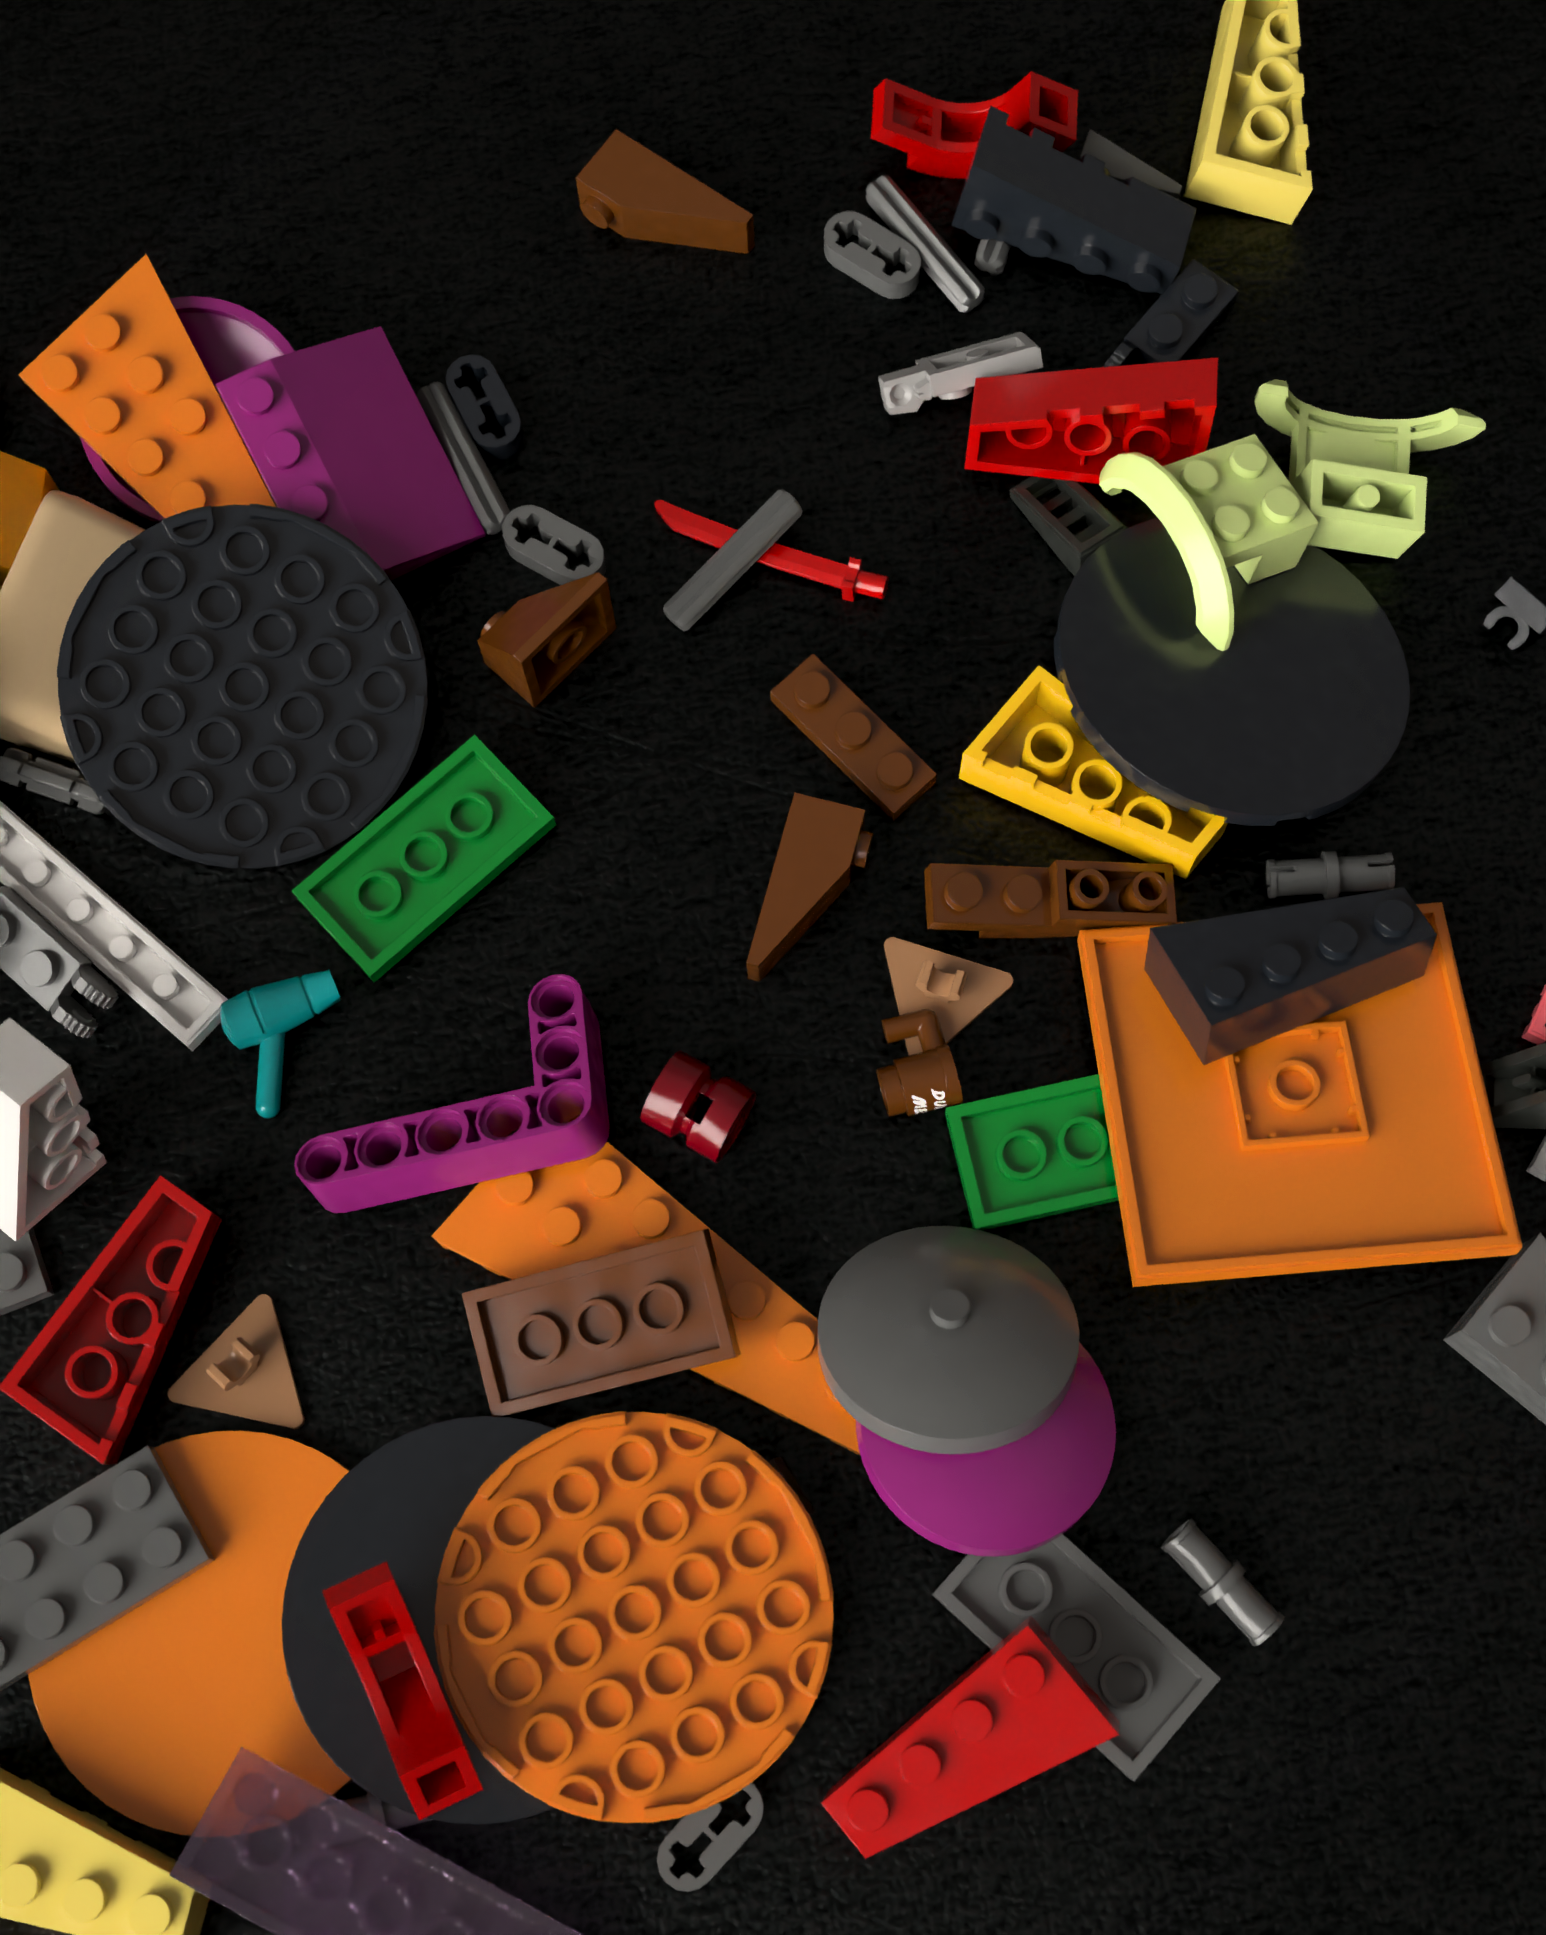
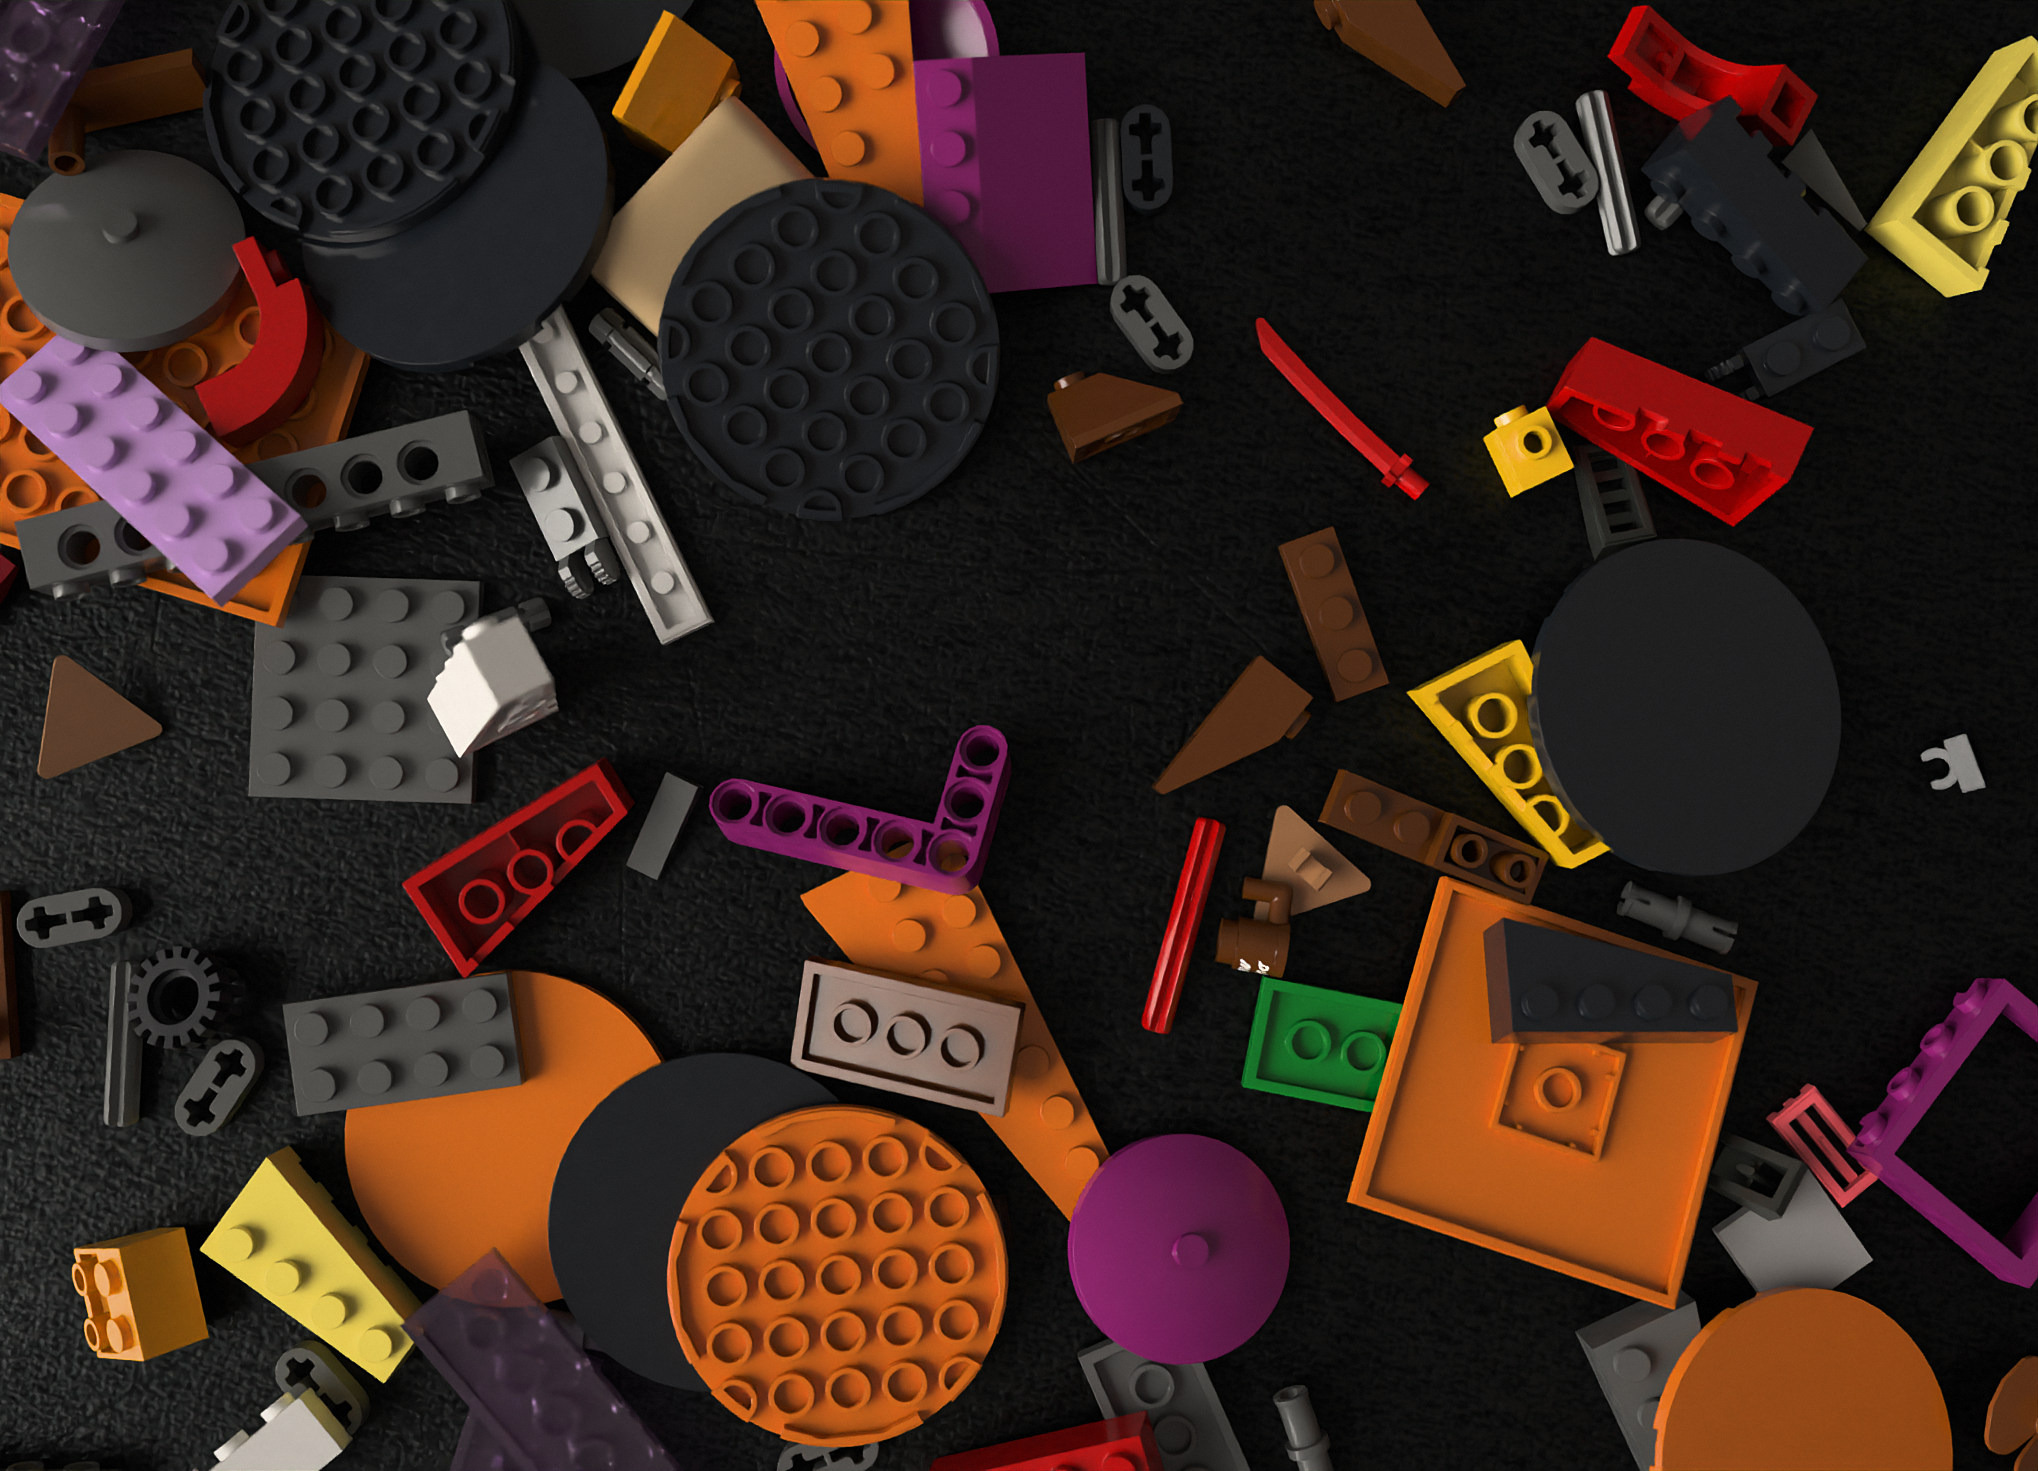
camera: 20 degrees right, 15 degrees up
(245, 1372) = (607, 937): medium nougat piece -> none
(260, 1225) = (664, 824): none -> dark grey piece
(264, 1018) = (734, 649): teal piece -> none
(403, 1690) = (633, 1272): red arch -> none
(424, 858) = (924, 565): green plate -> none
(678, 1097) = (1051, 870): dark red wheel -> none
(732, 560) = (1302, 408): dark grey axle -> none
(841, 1098) = (1183, 925): none -> red axle
(948, 1339) = (1179, 1175): dark grey dish -> none
(954, 372) = (1582, 315): light grey hinge -> none
(966, 507) = (1527, 449): none -> yellow brick
(1220, 513) = (1743, 574): yellowish green piece -> none
(1358, 469) = (1879, 570): yellowish green piece -> none

